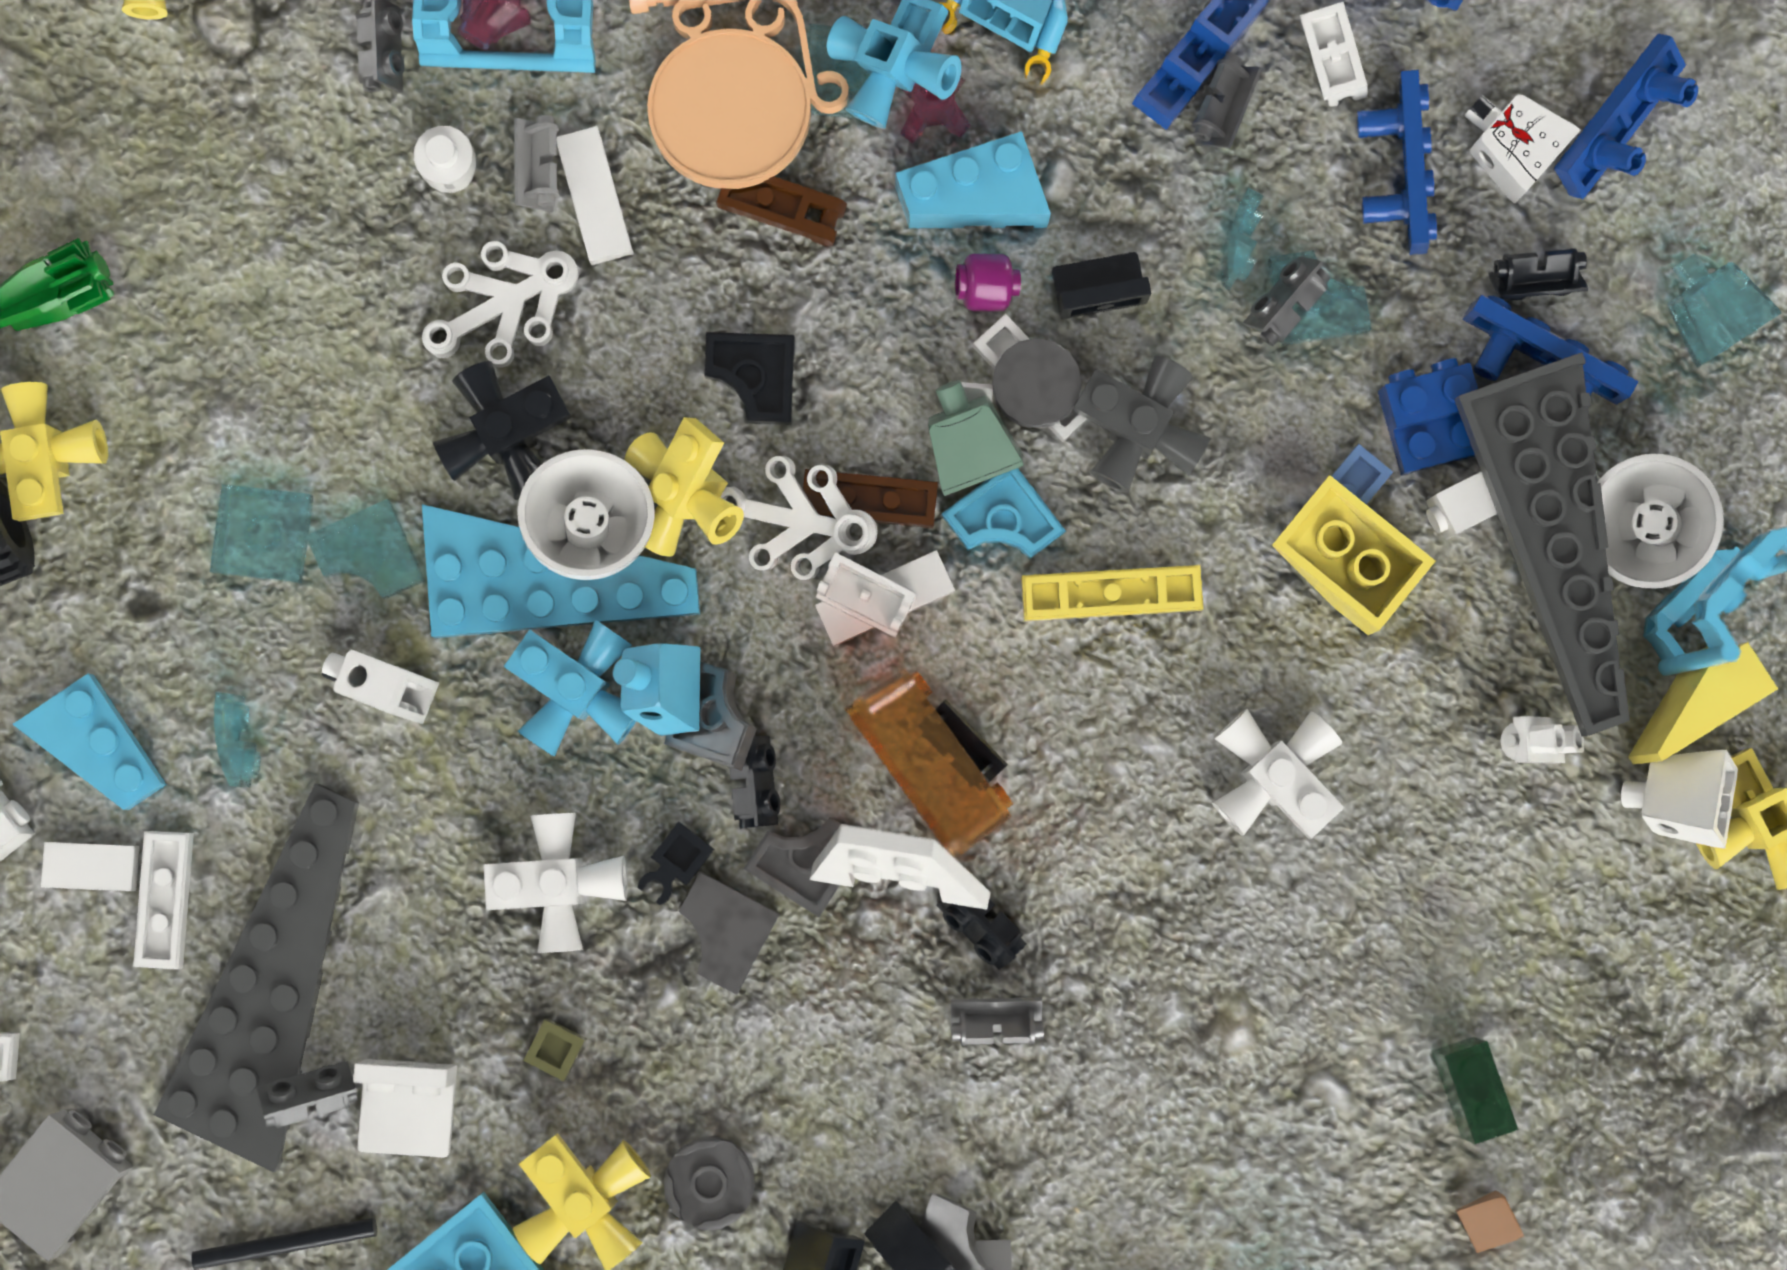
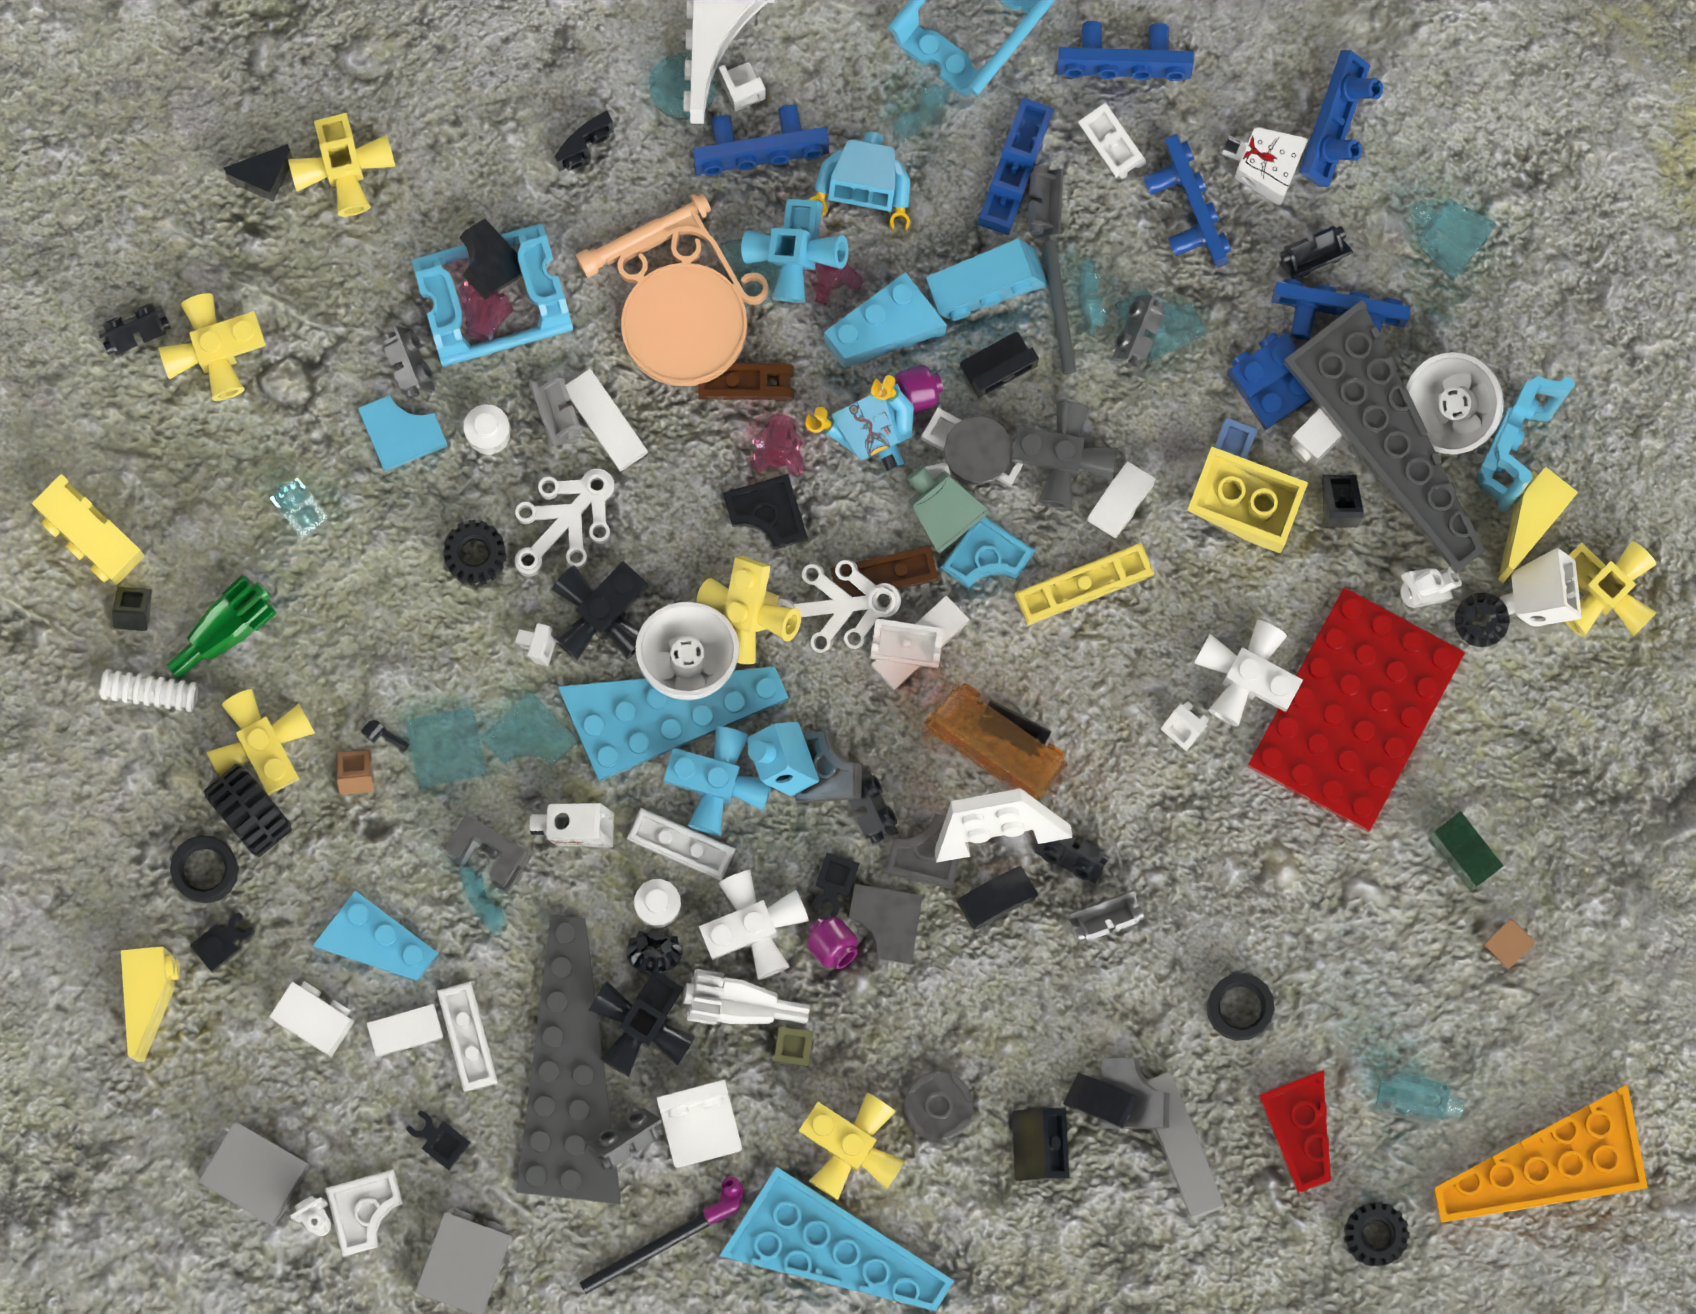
camera: 20 degrees left, 5 degrees down
(86, 1022) = (443, 1142): none -> black plate
(141, 526) = (354, 772): none -> medium nougat slope
(179, 178) = (298, 507): none -> clear light blue brick
(182, 483) = (375, 729): none -> black hand
(250, 656) = (470, 834): none -> flat silver panel
(339, 132) = (400, 435): none -> medium azure tile
(362, 284) = (474, 573): none -> black tyre
(376, 958) = (642, 1022): none -> black brick
(409, 1215) = (729, 1201): none -> magenta arm
(410, 883) = (651, 960): none -> black gear
(415, 443) = (539, 644): none -> white tile
(449, 814) = (657, 903): none -> white piece
(502, 971) = (735, 1001): none -> white piece
(506, 749) = (681, 844): none -> white tile
(646, 936) = (832, 942): none -> magenta head
(793, 296) = (778, 446): none -> clear pink rock
(869, 949) = (997, 897): none -> black slope
(914, 306) = (871, 424): none -> medium azure torso
(1121, 174) = (987, 279): none -> medium azure wedge
(1159, 1199) = (1258, 987): none -> black tyre
(1176, 813) = (1184, 726): none -> white tile
(1193, 503) = (1121, 499): none -> white slope
(1198, 239) = (1059, 307): none -> dark grey bar
(1402, 865) = (1357, 709): none -> red plate
(1467, 596) = (1341, 501): none -> black slope
(1578, 786) = (1496, 627): none -> black gear

